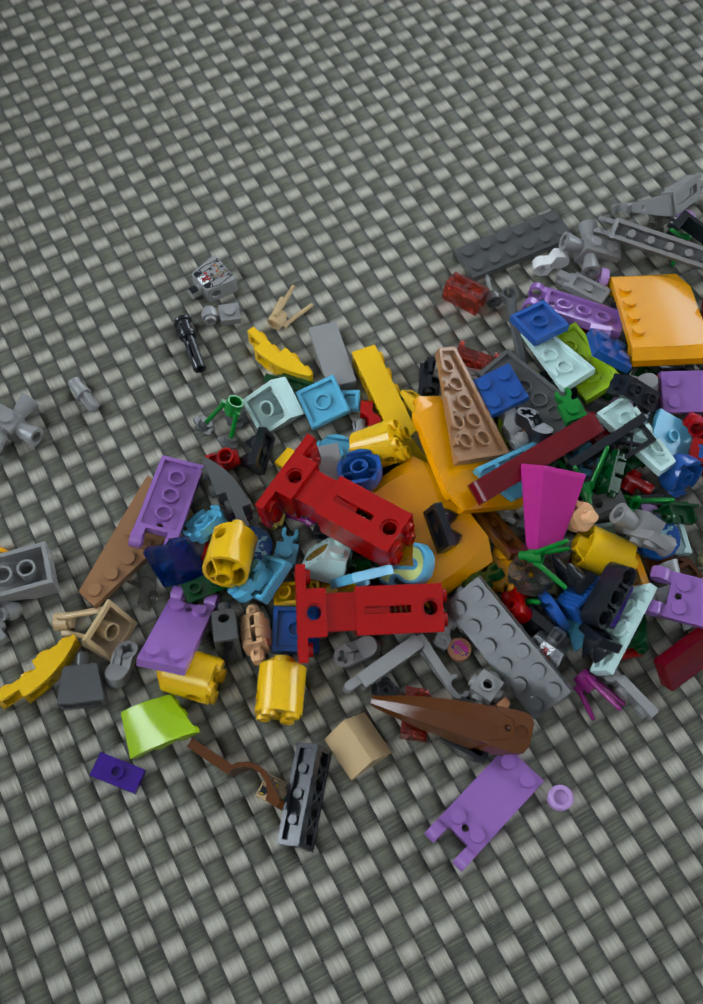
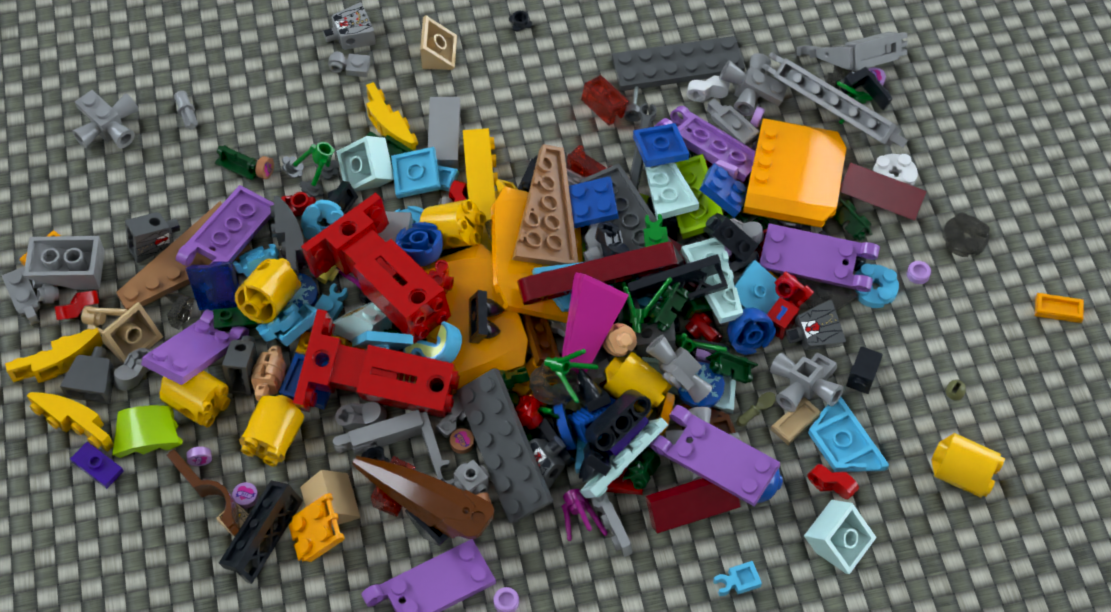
camera: 15 degrees right, 5 degrees down
(43, 614) = (76, 305): none -> red piece
(71, 728) = (70, 414): none -> yellow slope
(91, 526) = (149, 235): none -> dark grey torso
(151, 433) = (236, 162): none -> dark green hinge
(178, 432) = (264, 167): none -> nougat tile
(187, 336) = (307, 78): black pin -> none
(216, 736) = (199, 456): none -> lavender tile
(246, 464) = (315, 213): none -> medium azure plate
(274, 762) = (245, 495): none -> lavender tile
(279, 317) = (404, 80): tan plant -> none
(298, 274) = (437, 46): none -> tan slope
(358, 781) = (314, 530): none -> light orange plate
(361, 238) = (520, 20): none -> black plate
(393, 495) = (442, 276): none -> red plate

